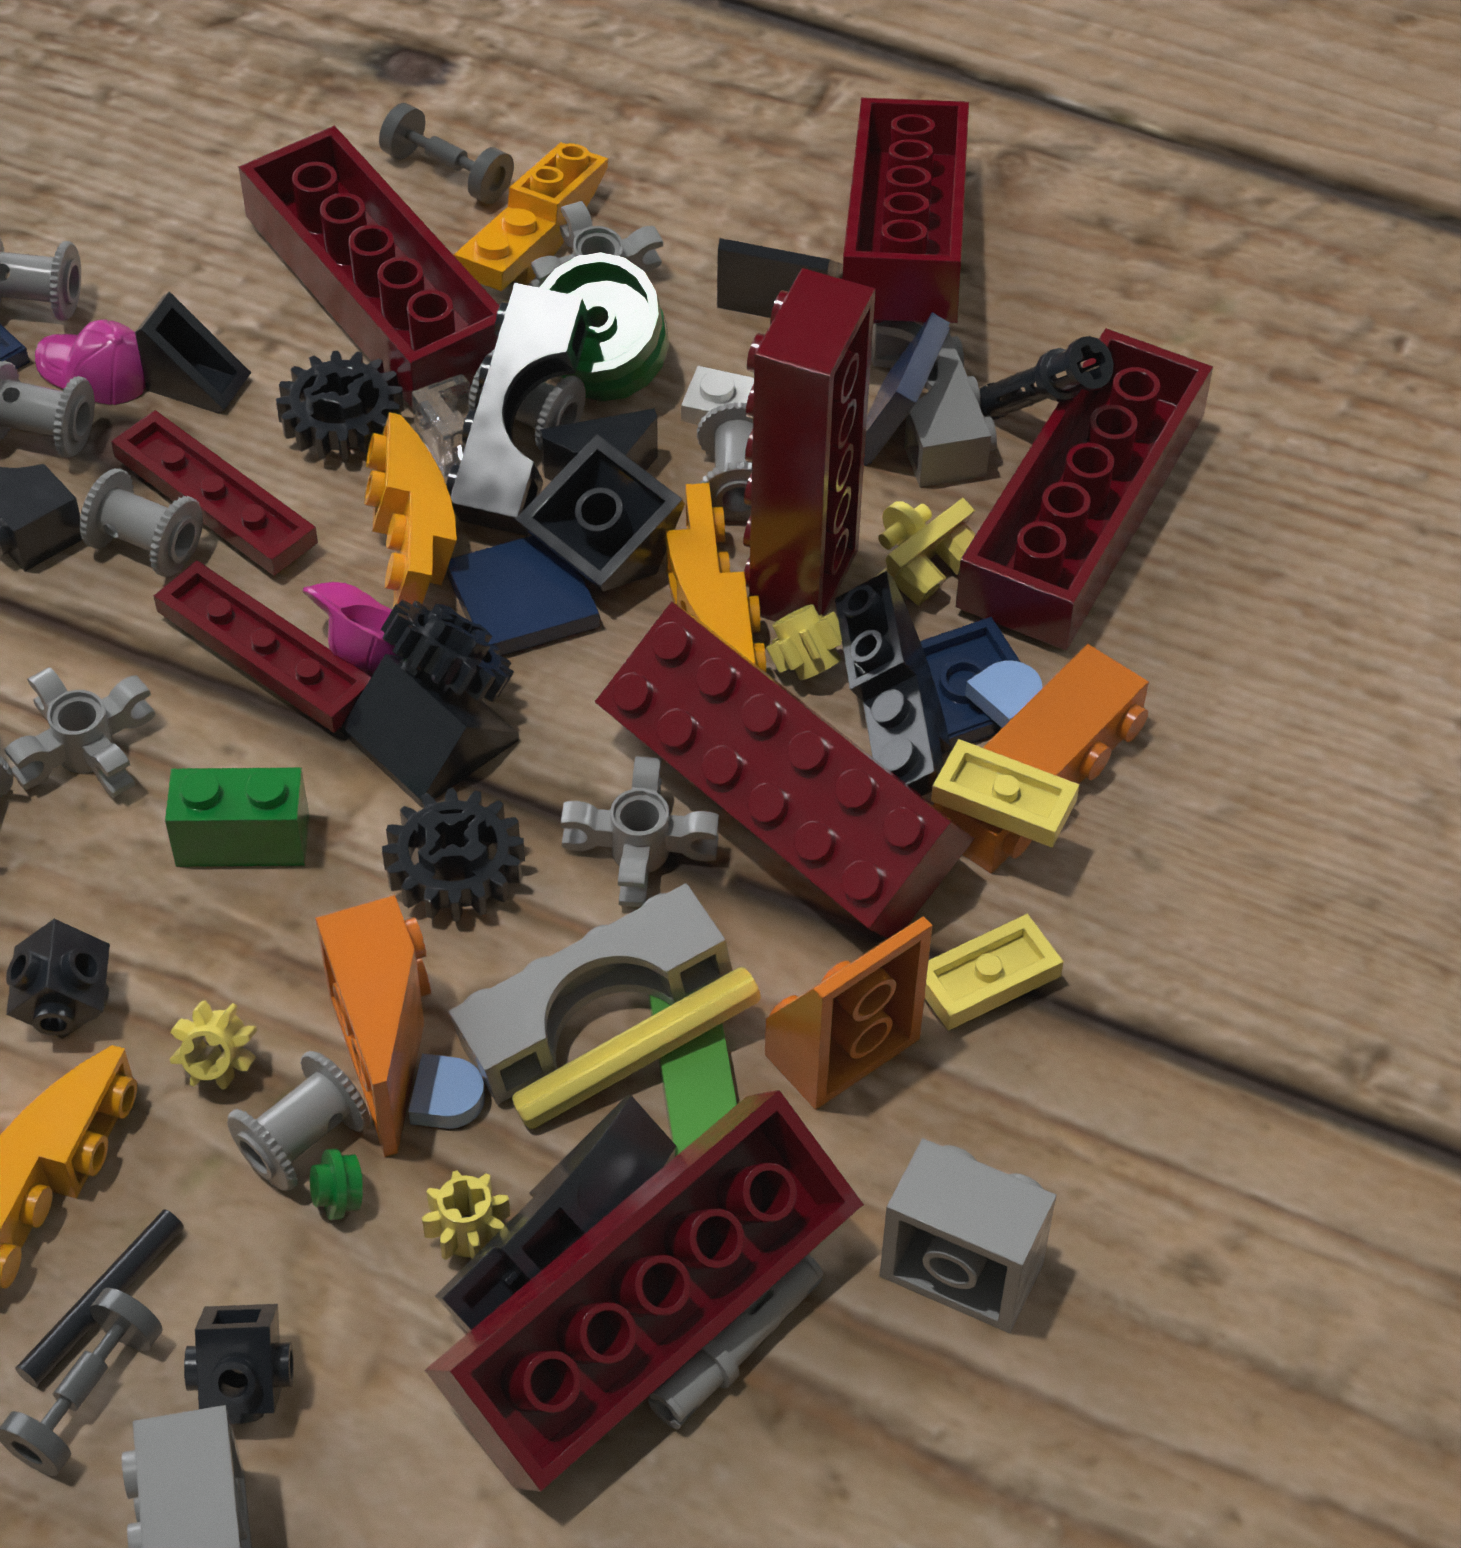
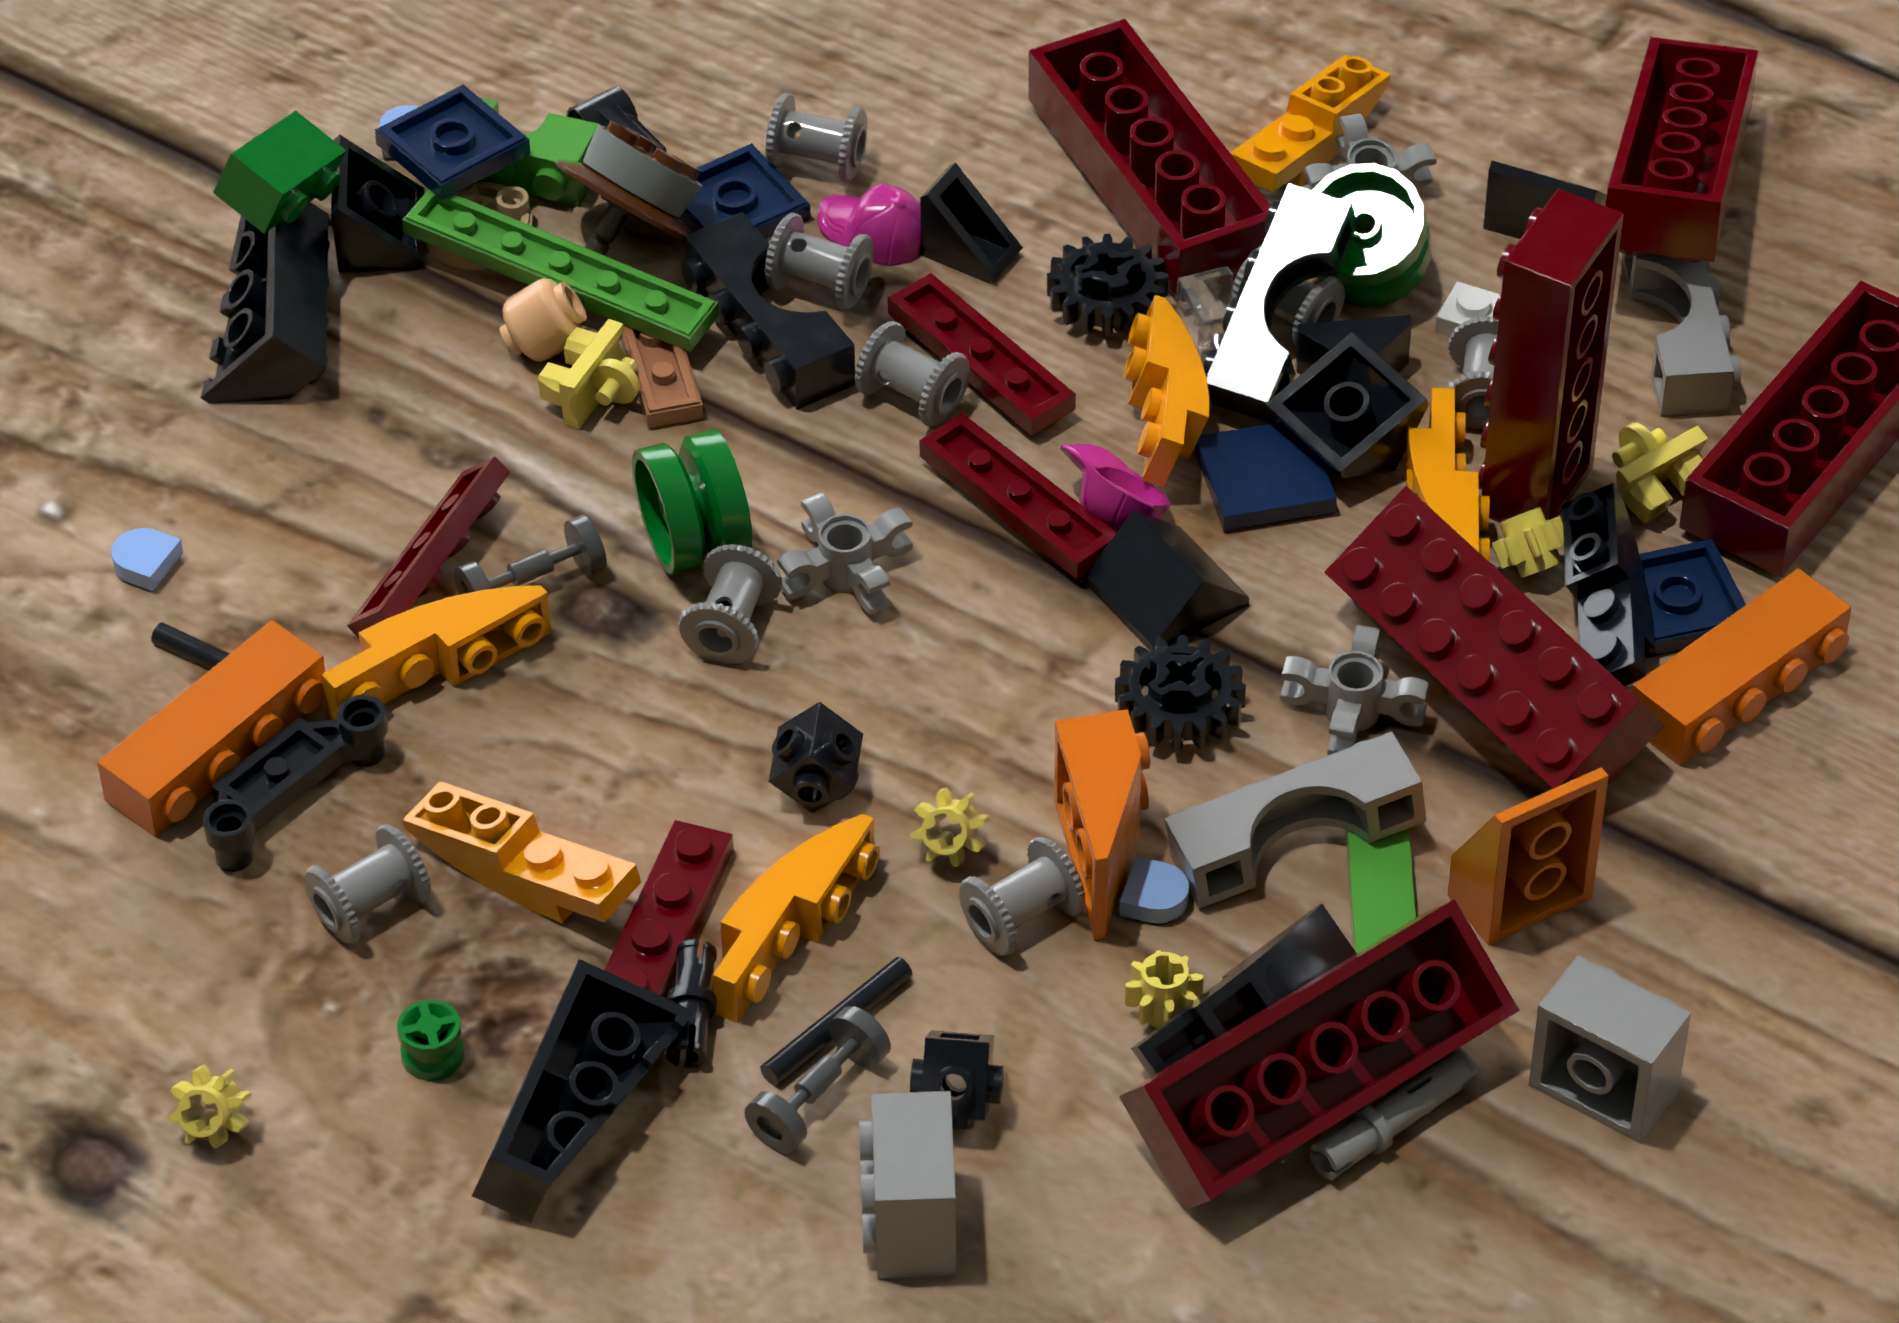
camera: 10 degrees right, 5 degrees down
(237, 817) = (985, 640): green brick -> none
(336, 1184) = (1051, 952): green plate -> none
(404, 131) = (1191, 31): dark grey wheel -> none
(447, 650) = (1191, 513): black gear -> none
(636, 1047) = (1331, 870): light yellow axle -> none
(903, 385) = (1652, 319): dark blue tile -> none
(990, 971) = (1663, 844): light yellow plate -> none
(1003, 689) = (1712, 601): light blue tile -> none
(1005, 793) = (1697, 686): light yellow plate -> none
(1047, 383) = (1793, 323): black pin -> none

